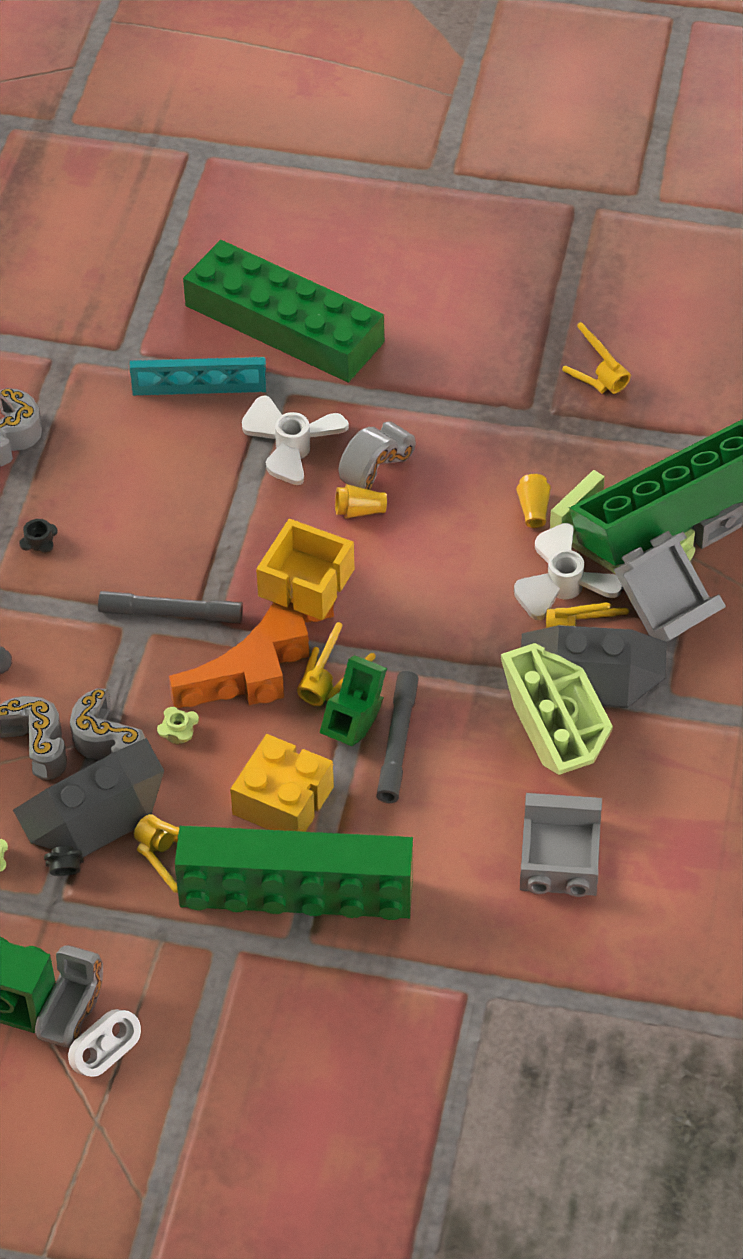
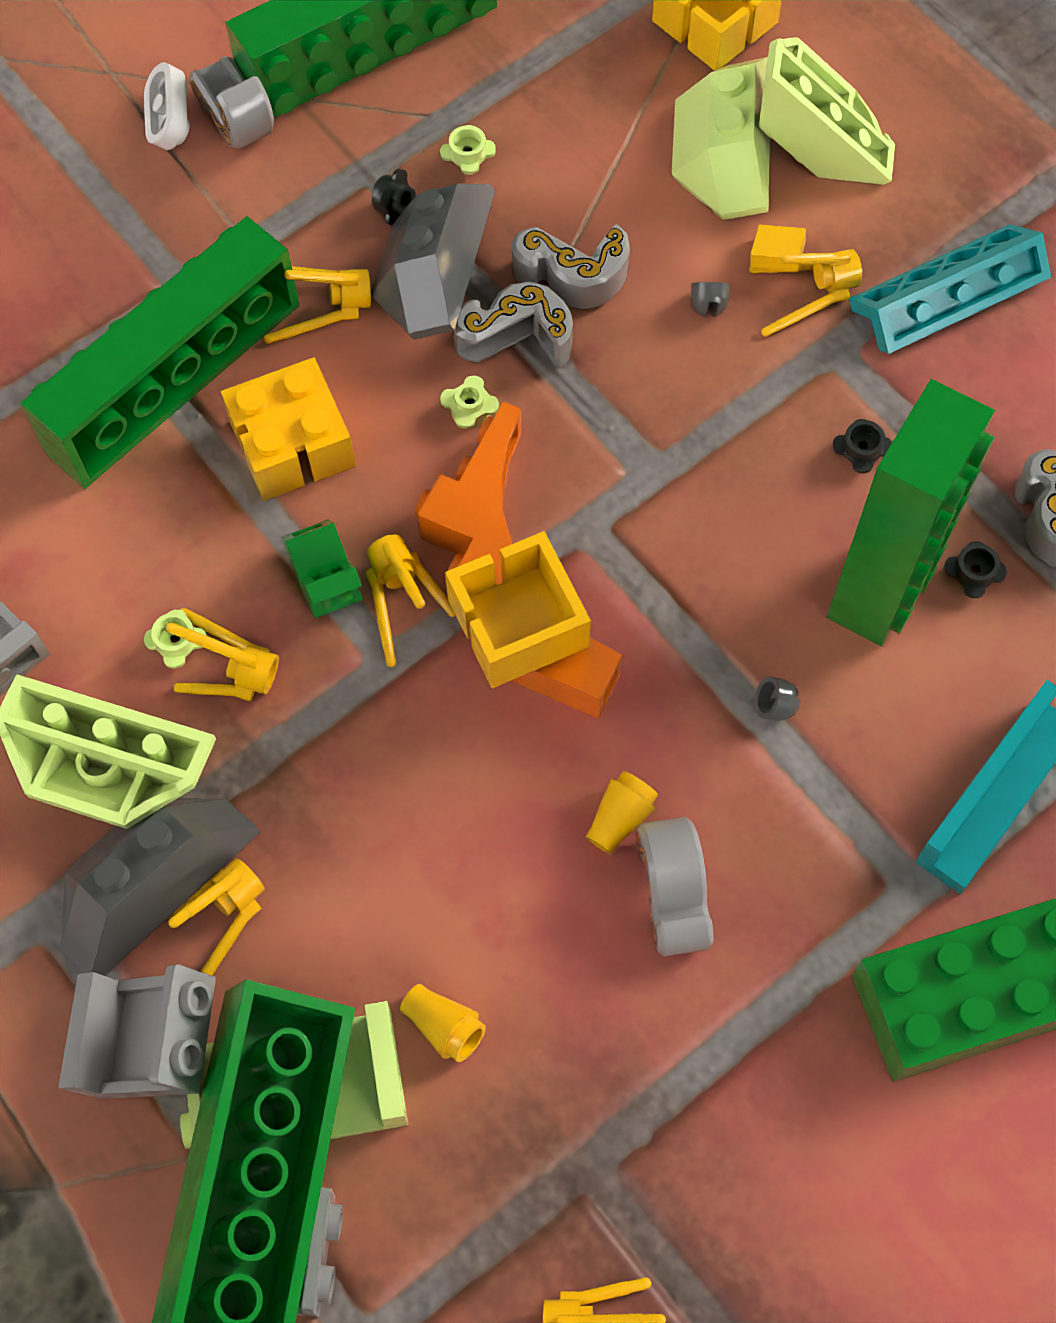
camera: 130 degrees right, 15 degrees up
(75, 448) = (979, 556): none -> pearl dark grey plate
(115, 414) = (911, 511): none -> green brick
(211, 610) = (598, 539): dark grey piece -> none
(239, 477) = (776, 699): none -> dark grey hinge
(291, 435) = (753, 775): white piece -> none
(392, 771) = (292, 637): dark grey piece -> none
(443, 705) = (249, 664): none -> yellow plant
(458, 745) = (160, 639): none -> yellowish green plate
(564, 574) = (295, 896): white piece -> none

